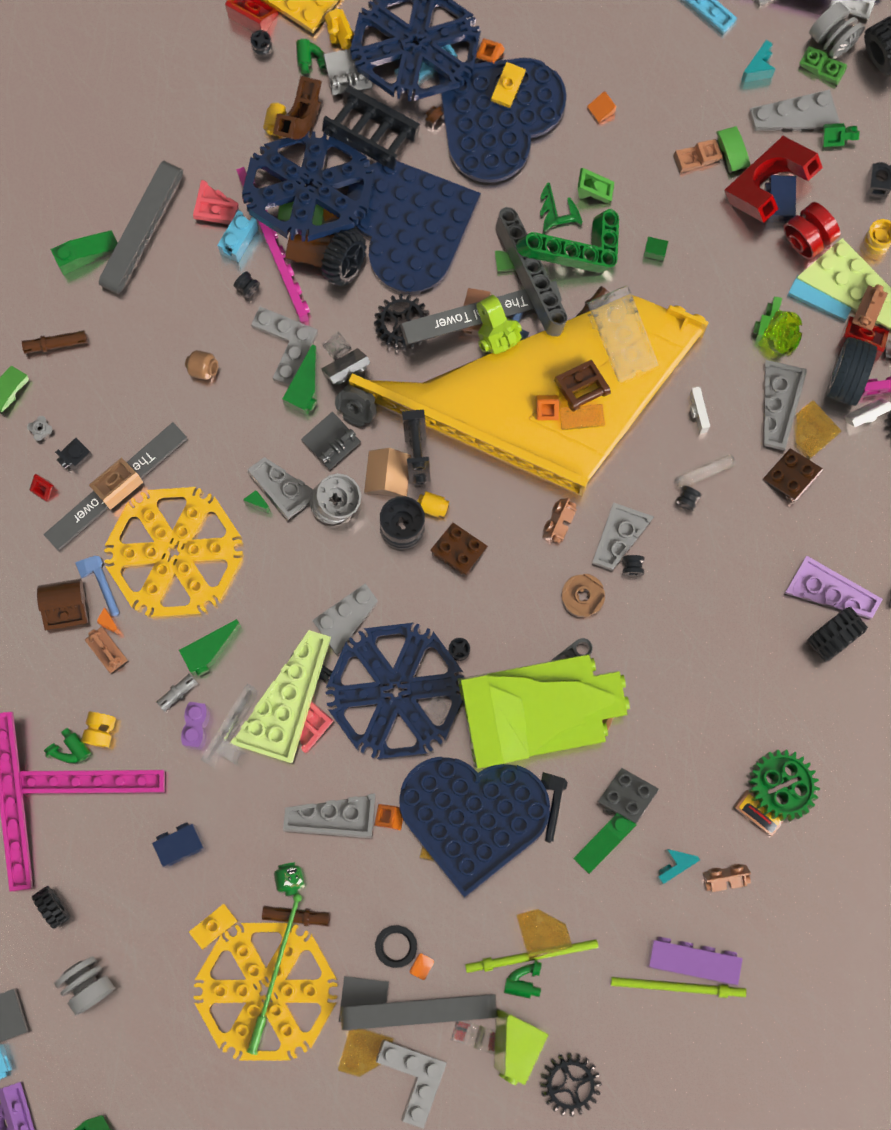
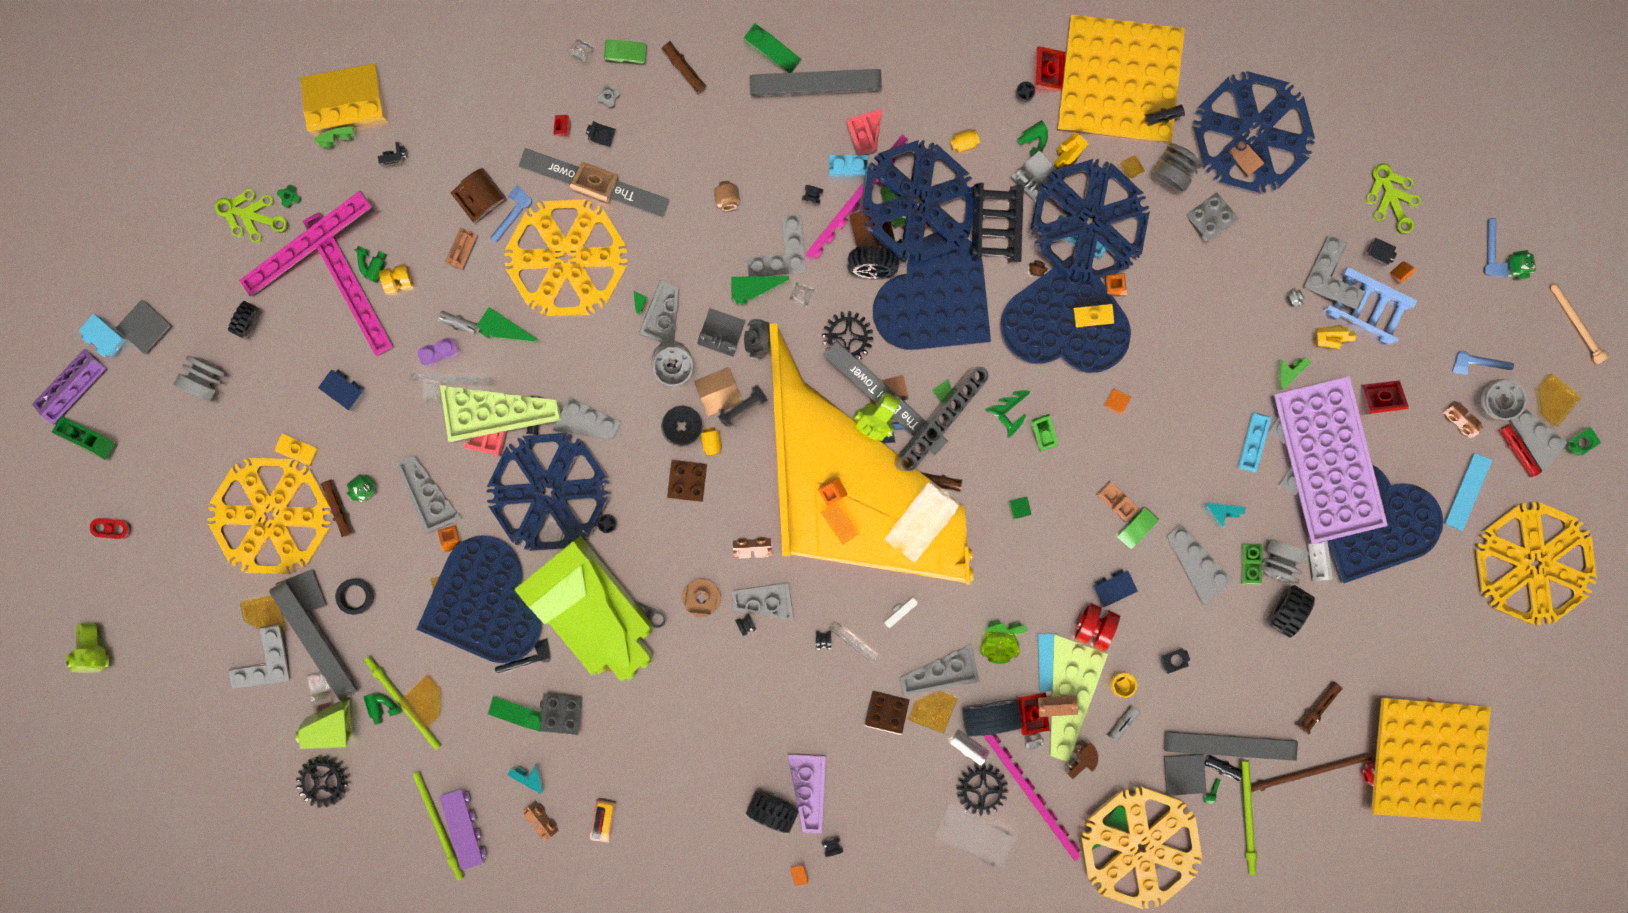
camera: 60 degrees right, 10 degrees up
(106, 621) = (482, 238): orange slope -> none
(261, 1019) = (245, 524): bright green piece -> none
(303, 112) = (969, 160): reddish brown arch -> none
(341, 368) = (785, 312): dark grey tile -> none
(421, 966) = (350, 623): orange slope -> none
(579, 379) = (868, 506): reddish brown plate -> none
(595, 253) = (976, 447): green beam -> none
(782, 156) = (1149, 569): red arch -> none
(793, 804) = (622, 842): green gear -> none
(836, 134) = (1195, 606): green plate -> none

